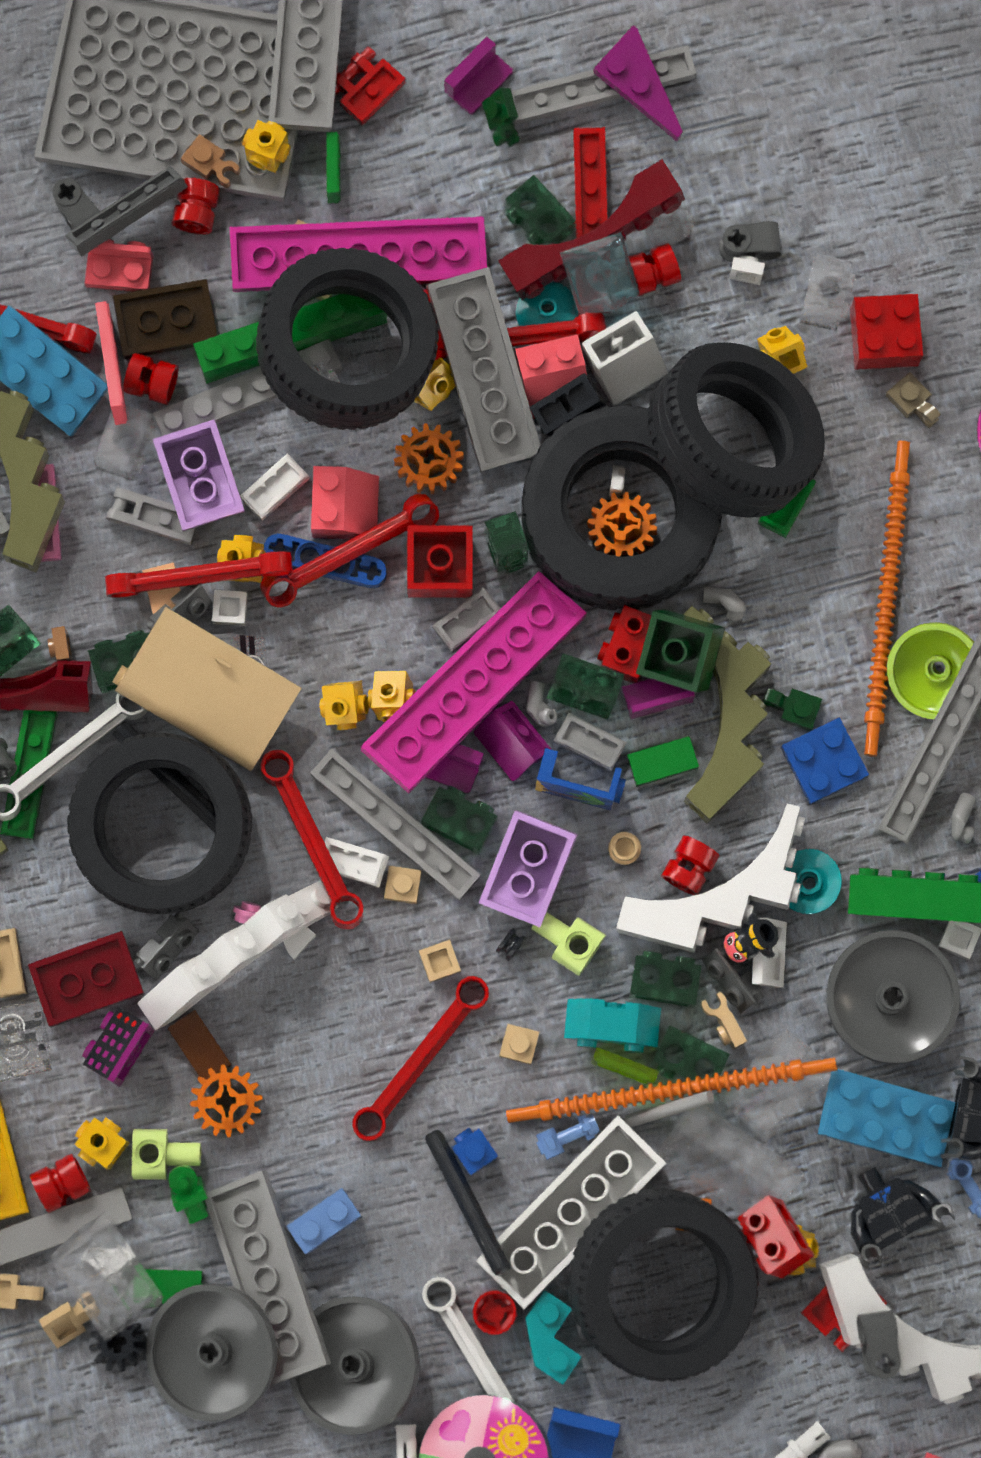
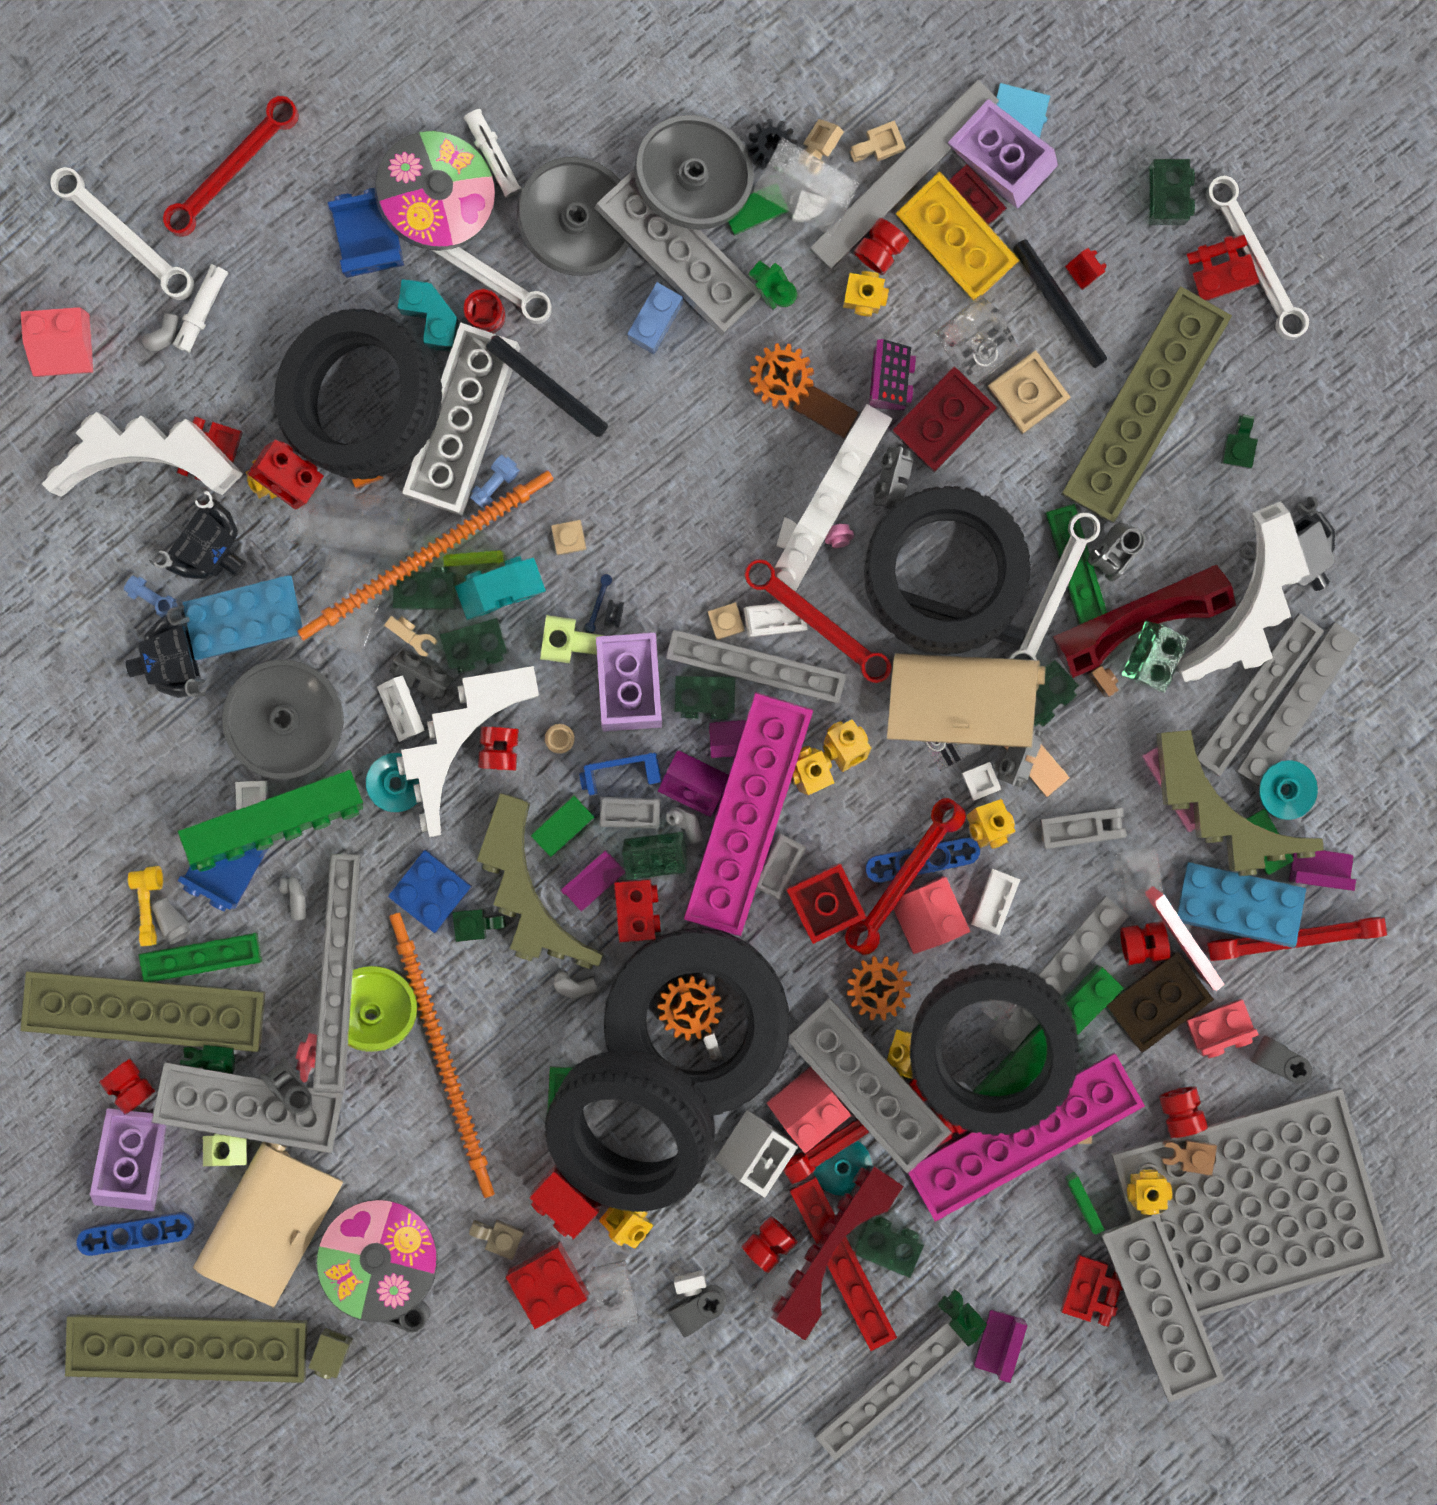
camera: 150 degrees right, 10 degrees up
(126, 210) = (1239, 1077): dark grey tile -> none
(169, 1154) = (806, 313): yellowish green piece -> none
(198, 475) = (1062, 877): lavender slope -> none
(266, 565) = (1019, 793): red piece -> none
(420, 1058) = (642, 486): red piece -> none
(439, 961) = (665, 572): tan plate -> none
(473, 1151) = (562, 431): blue brick -> none
(503, 982) = (606, 580): none -> dark blue hinge
(506, 542) = (777, 944): clear green brick -> none
(566, 403) = (783, 1087): black brick -> none
(600, 275) = (809, 1214): clear light blue slope -> none
(633, 76) = (867, 1408): magenta wing -> none
(669, 1109) = (420, 539): light grey bar -> none
(680, 650) = (589, 921): dark green brick -> none
(747, 942) = (420, 705): black animal -> none
(834, 397) = (563, 1204): none -> red brick
(879, 1338) = (164, 432): dark grey piece -> none

